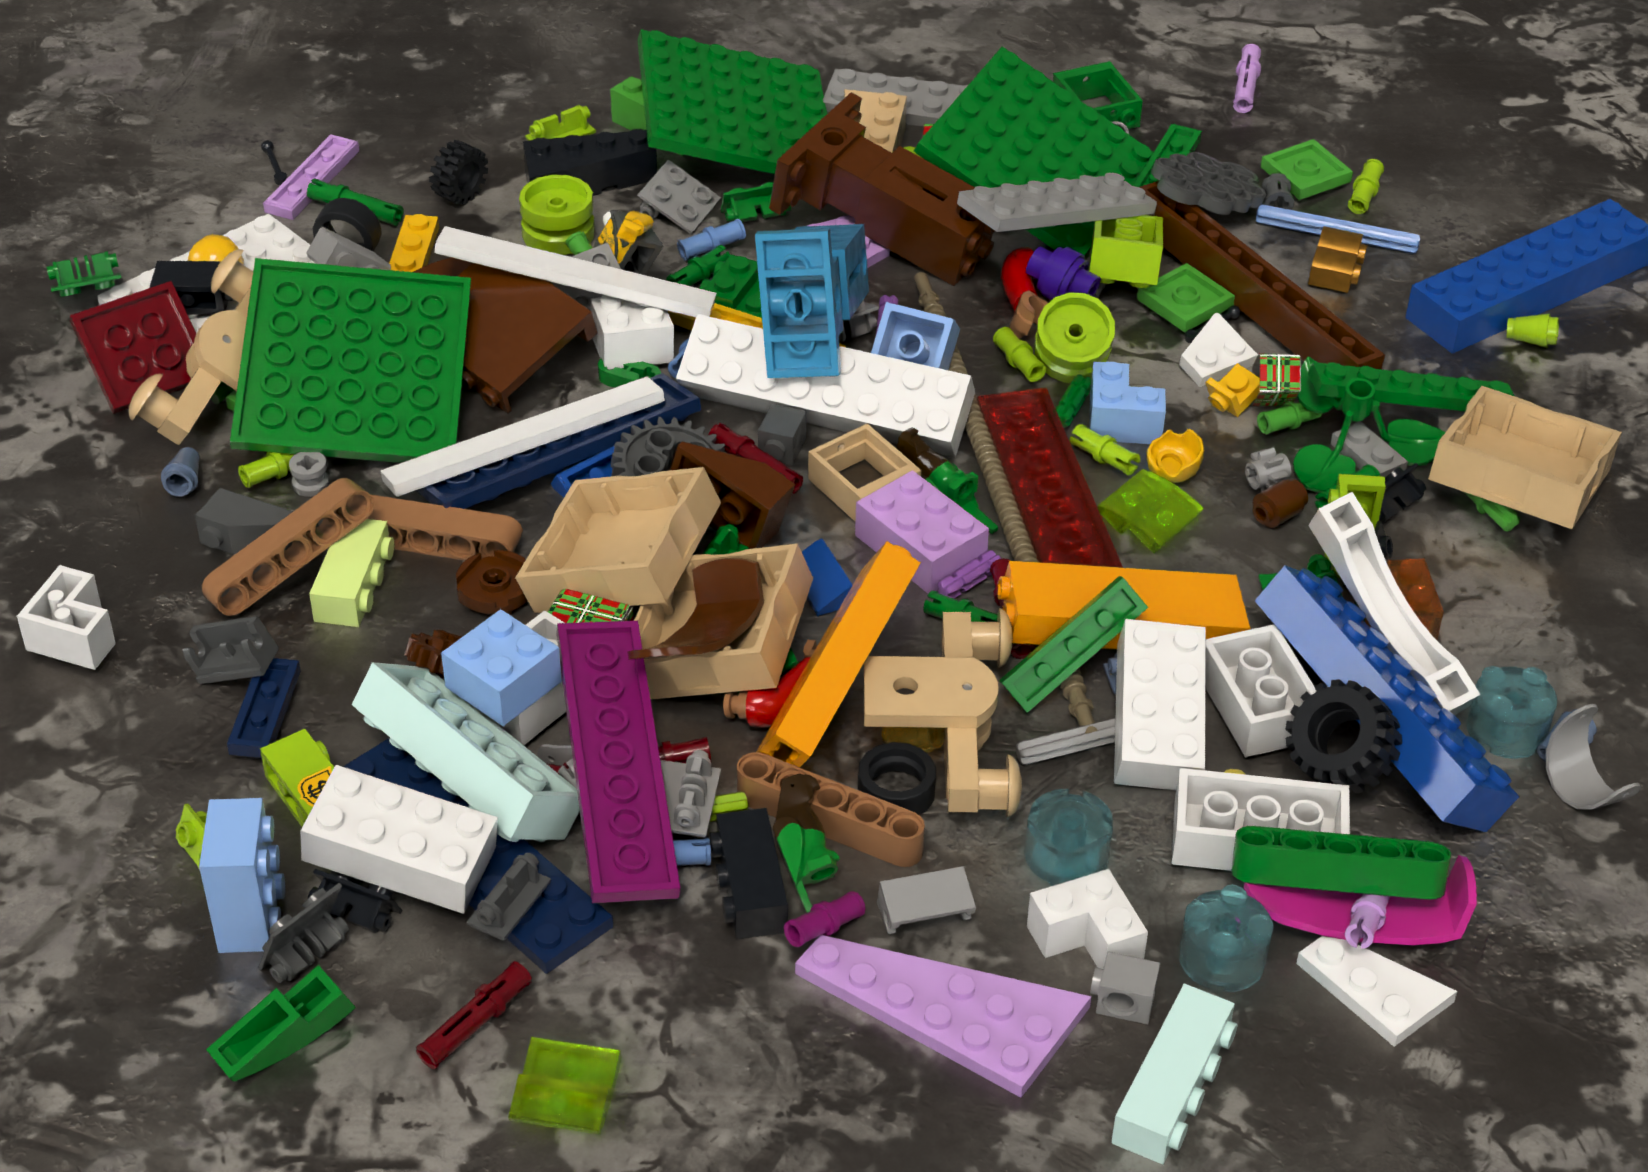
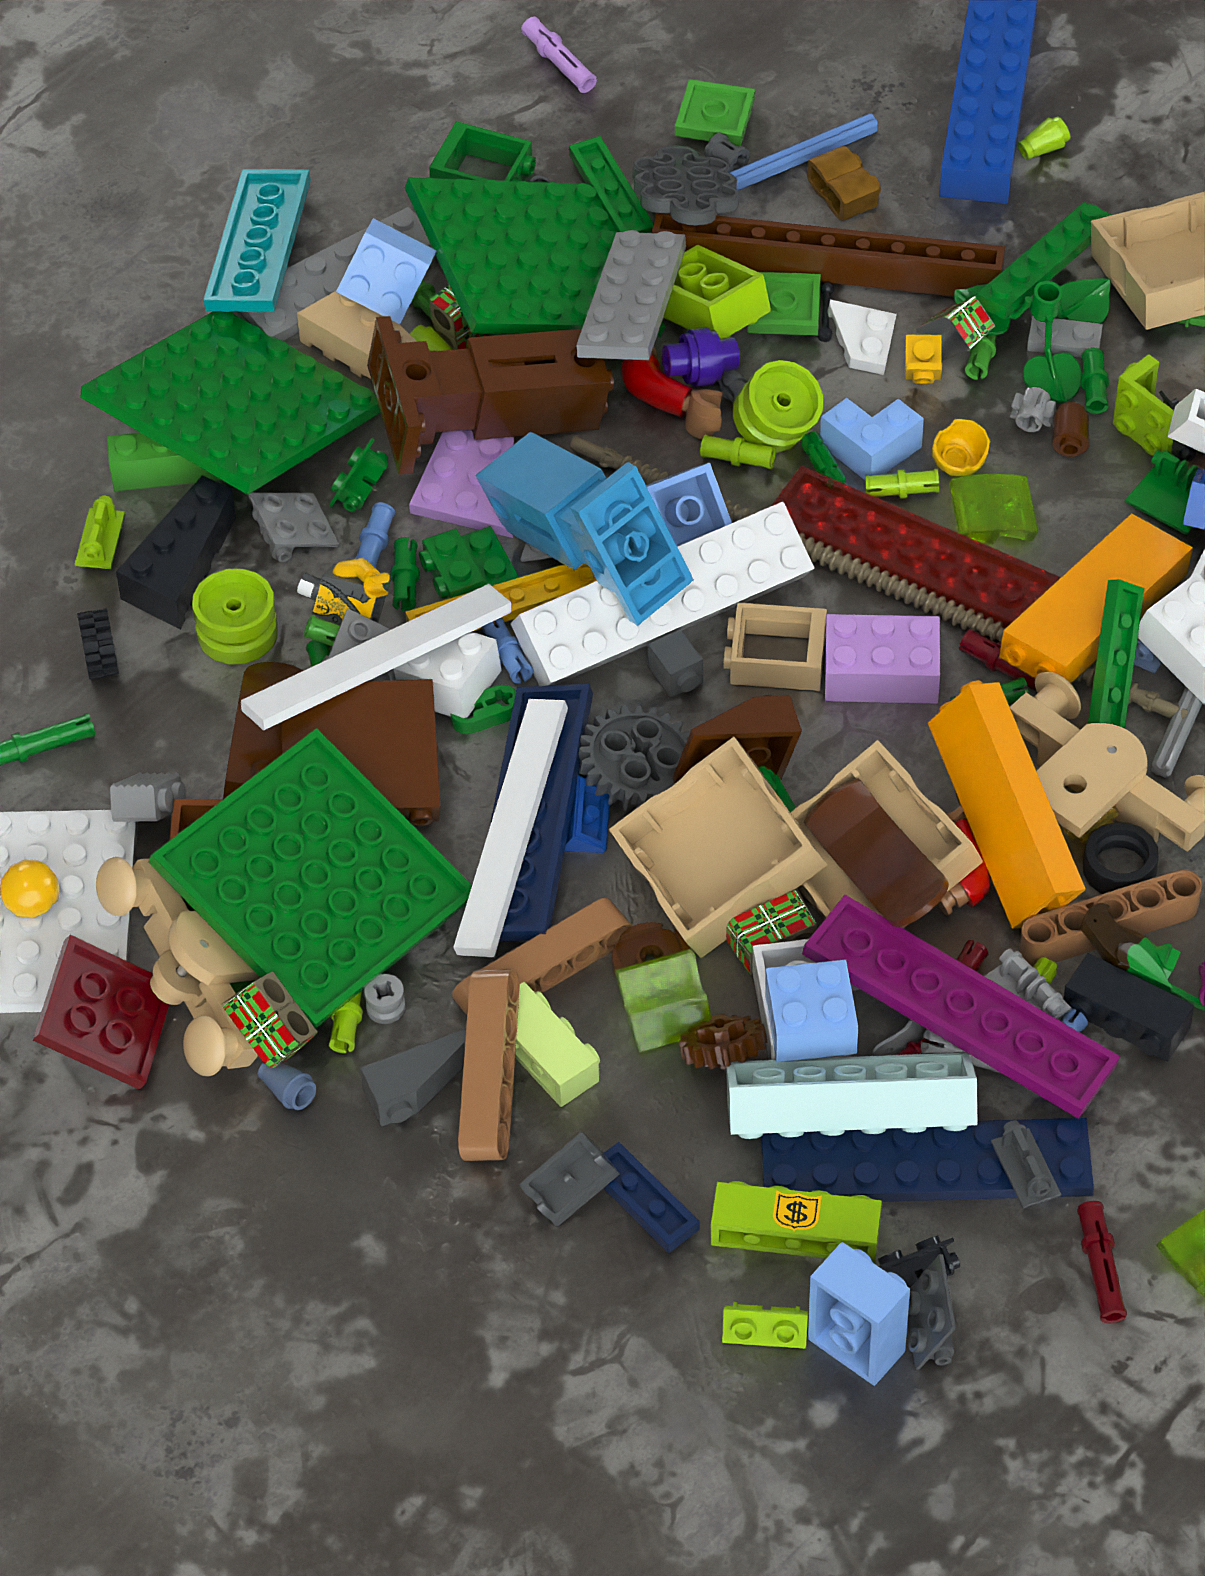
camera: 45 degrees left, 10 degrees up
(68, 620) = (414, 1274): white brick -> none
(192, 285) = (63, 913): black hinge -> none
(194, 392) = (270, 1020): none -> piece
(281, 1025) = (1002, 1386): green slope -> none
(353, 213) = (86, 759): black tyre -> none
(399, 838) = (916, 1191): white brick -> none
(414, 243) = (157, 750): yellow plate -> none
(457, 600) = (663, 999): none -> clear neon green slope
(745, 447) = (686, 699): dark red pin -> none
(829, 581) = (845, 743): blue slope -> none
(888, 47) = (257, 240): none -> teal plate
(915, 88) = (386, 270): none -> light blue brick
(943, 475) = (834, 598): animal -> none
(968, 575) = (949, 665): medium lavender axle -> none
(1366, 186) = (775, 95): lime pin -> none
(1403, 488) = (1122, 351): black hinge -> none

